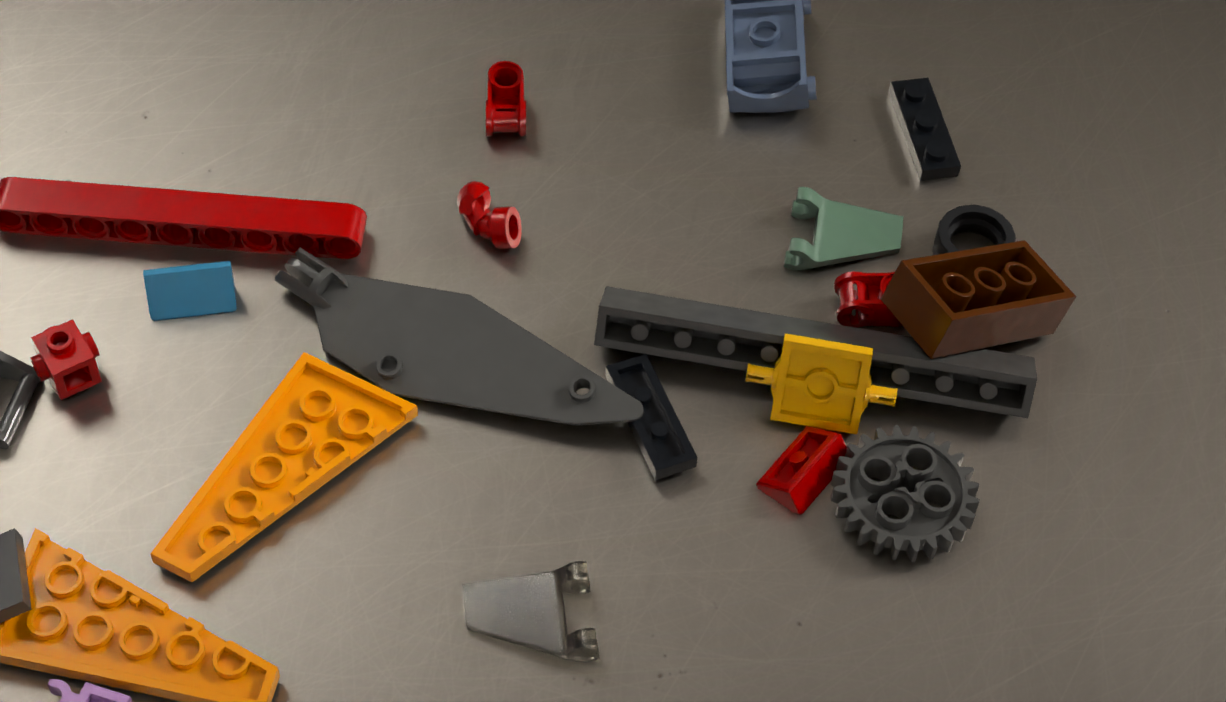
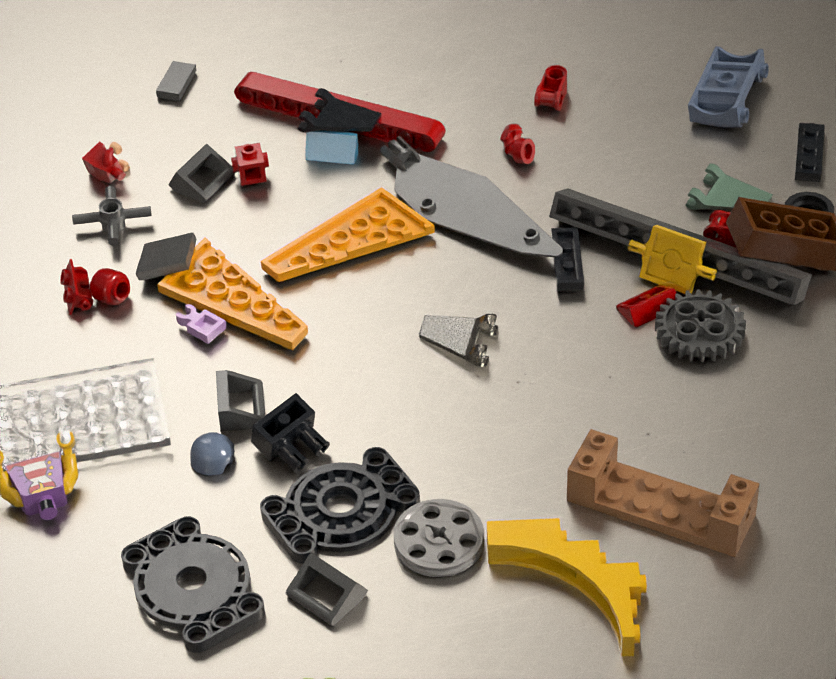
camera: 25 degrees right, 10 degrees down
(189, 236) = (337, 115): none -> black flag

